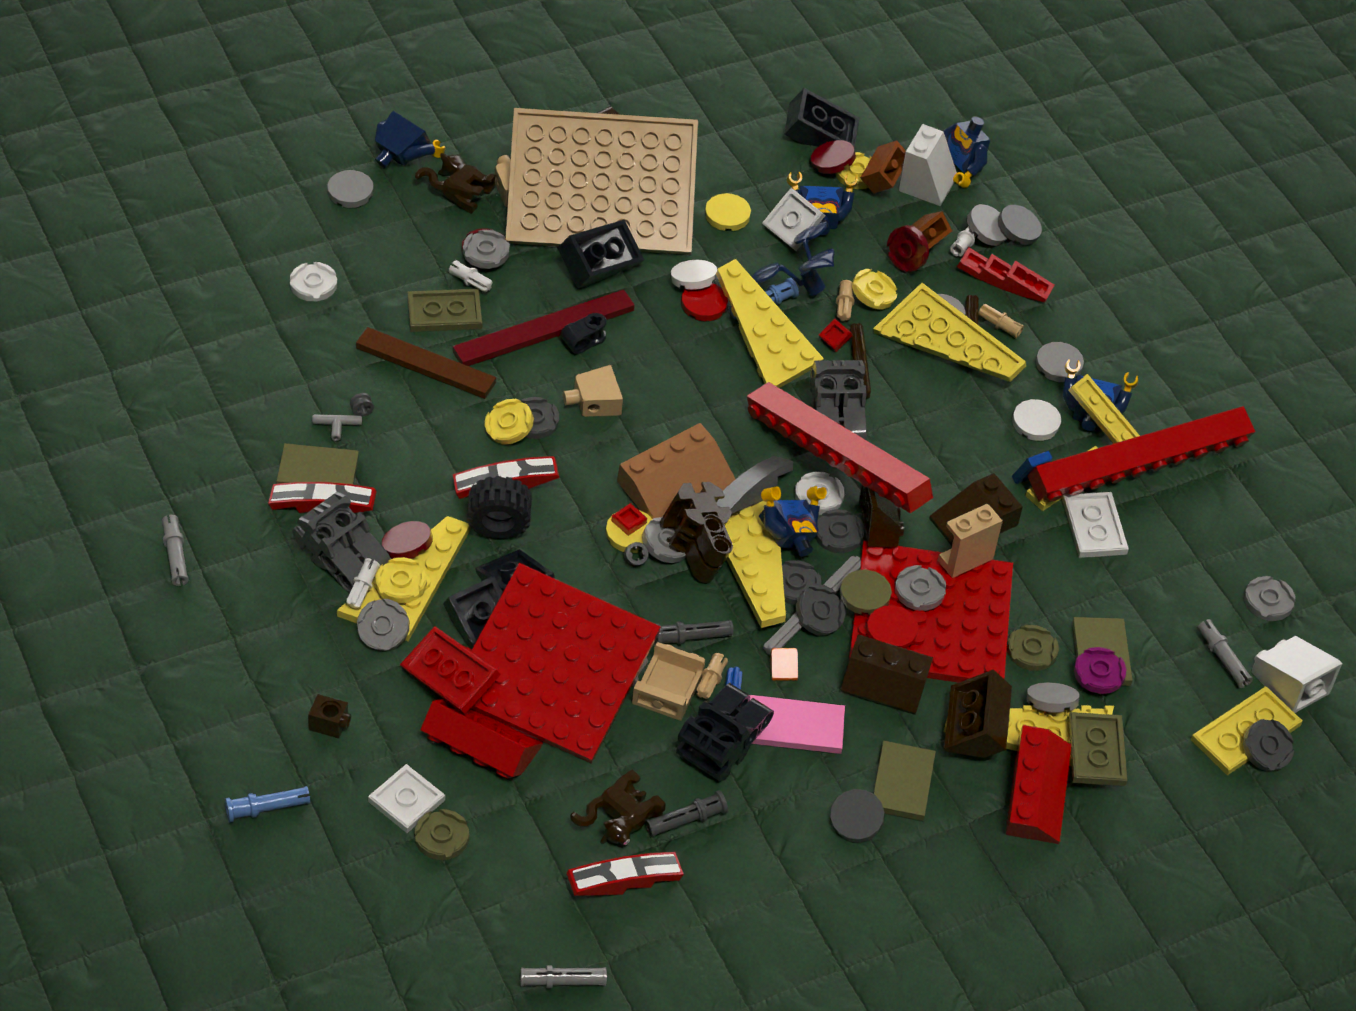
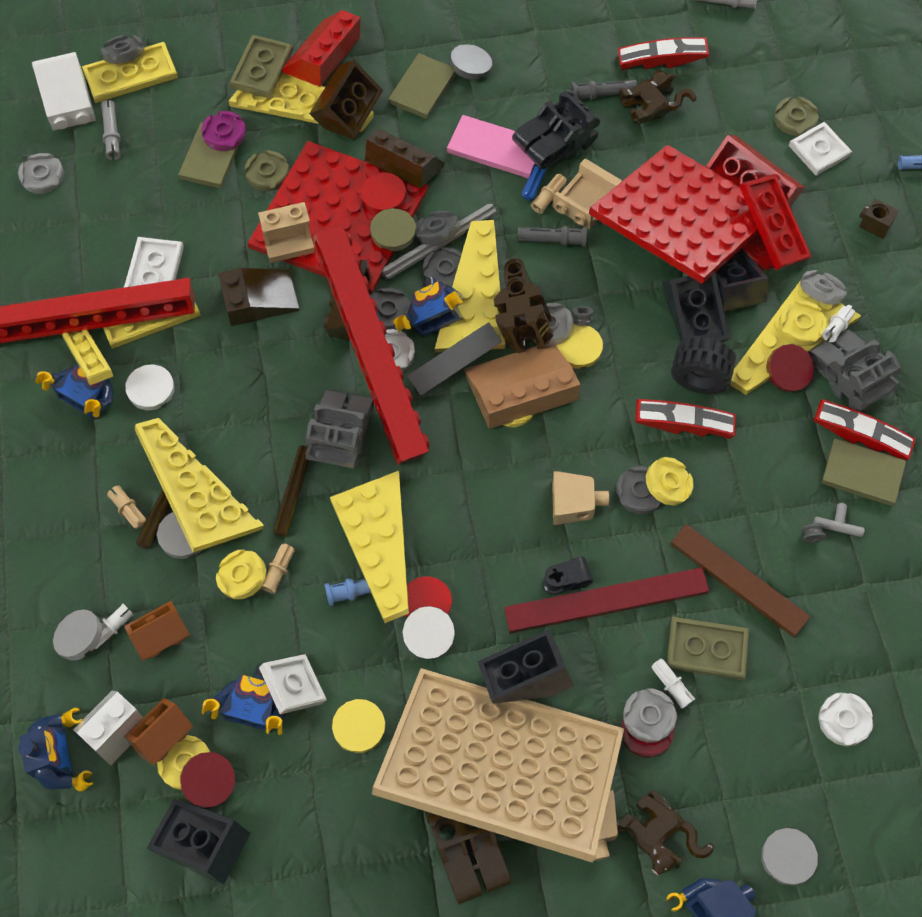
camera: 160 degrees left, 15 degrees up
(629, 519) = (580, 348): red tile -> none
(784, 664) = (483, 194): slope -> none
(809, 274) = (301, 567): dark blue plant -> none
(835, 335) = (306, 523): red tile -> none
(908, 248) = (185, 608): dark red tile -> none
(920, 588) = (345, 215): light grey tile -> none
(1010, 278) = (92, 566): red slope -> none
(1019, 224) = (42, 630): tile -> none
(1030, 463) = (187, 316): blue tile -> none
(1052, 697) = (275, 114): light grey tile -> none
(1053, 357) = (92, 449): light grey tile -> none

